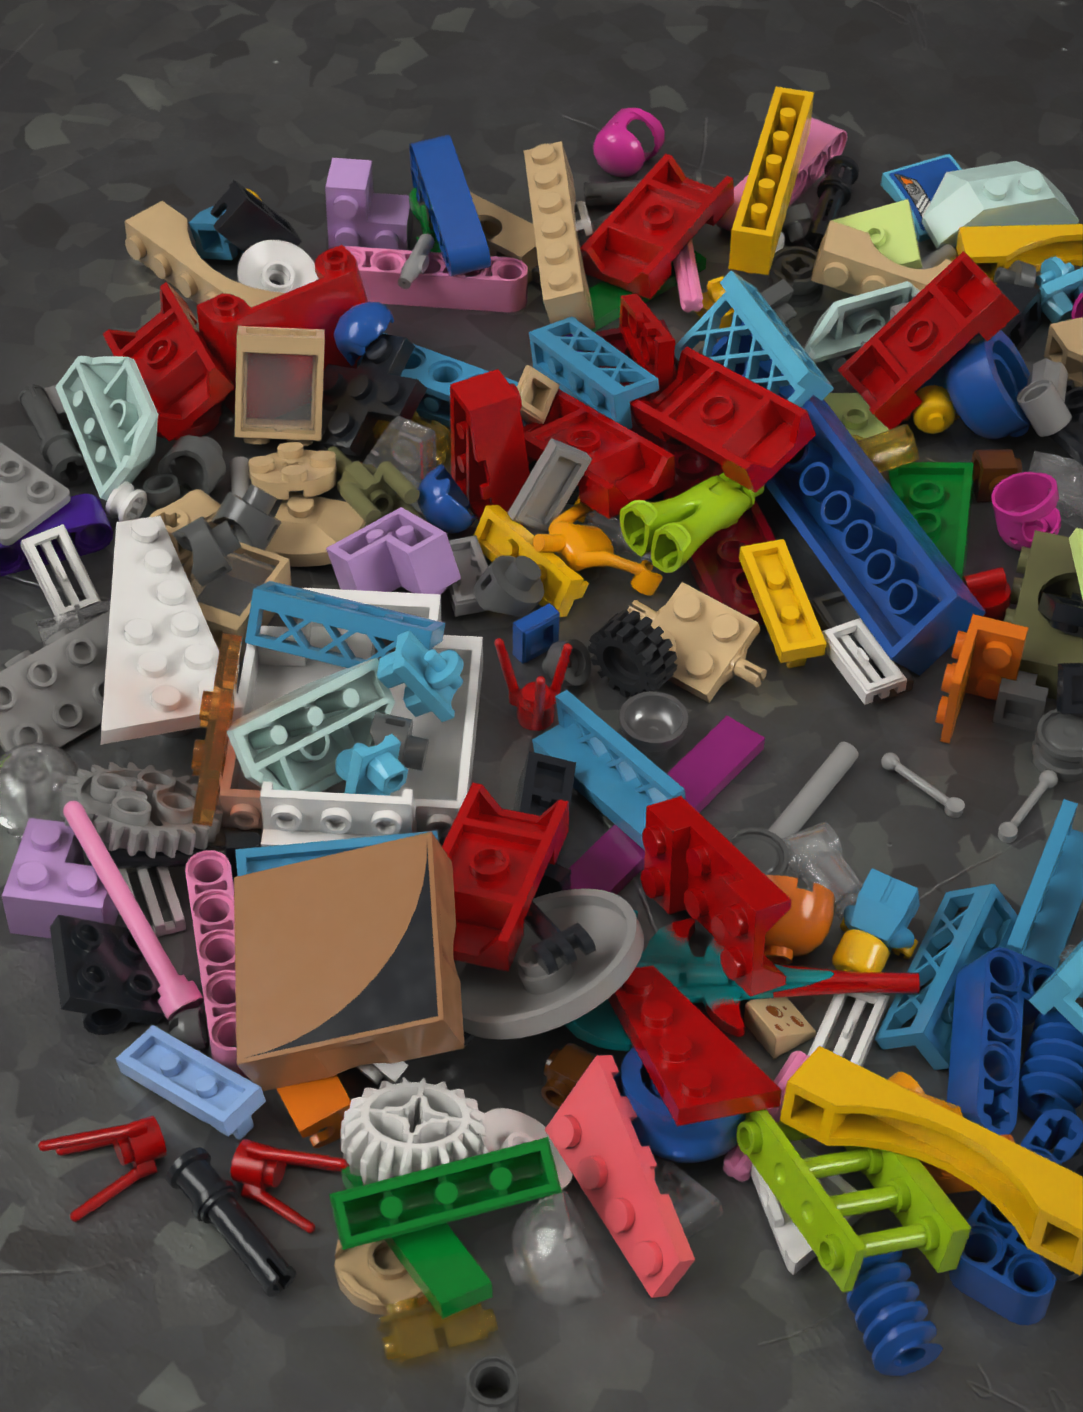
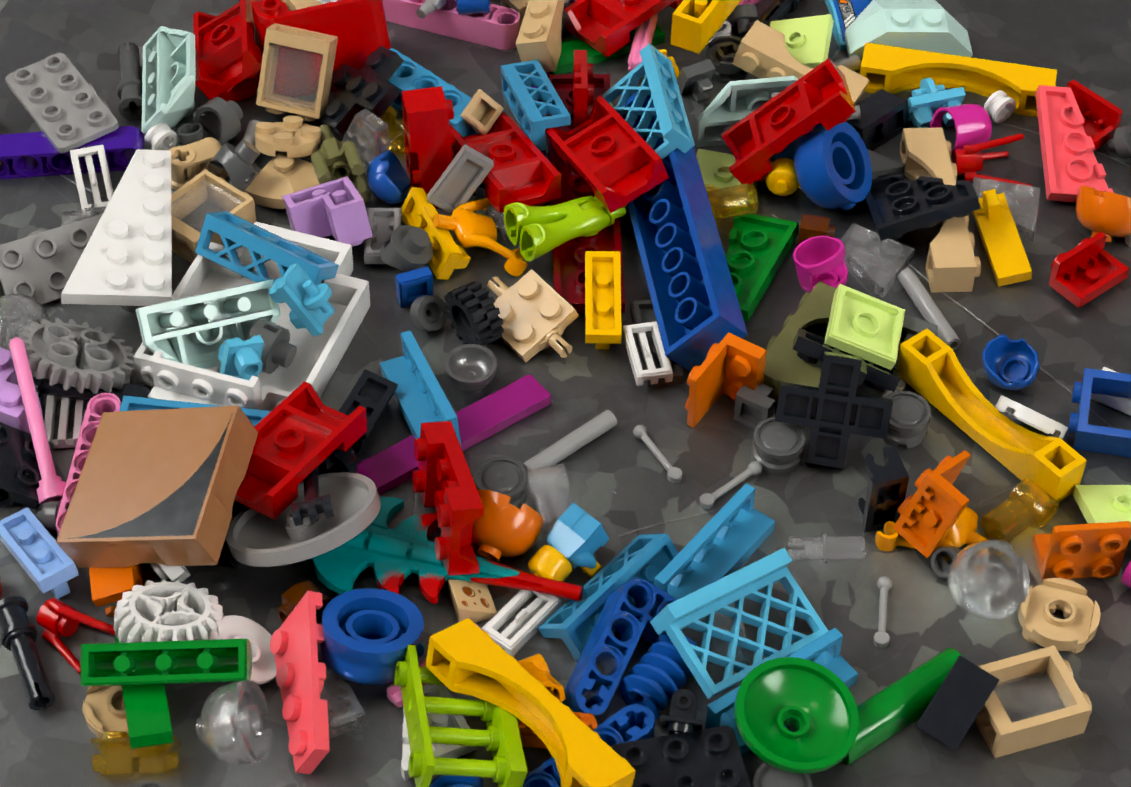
camera: 15 degrees right, 0 degrees up
(209, 548) = (193, 180): dark grey piece -> none
(216, 716) = (143, 290): clear orange wing -> none
(360, 327) = (368, 39): blue hair -> none
(536, 700) = (389, 332): red plant -> none
(687, 1055) = (377, 603): red wing -> none
(990, 591) = (762, 323): red piece -> none
(1018, 273) = (899, 88): dark grey tile -> none
(1045, 397) = (868, 183): light grey piece -> none

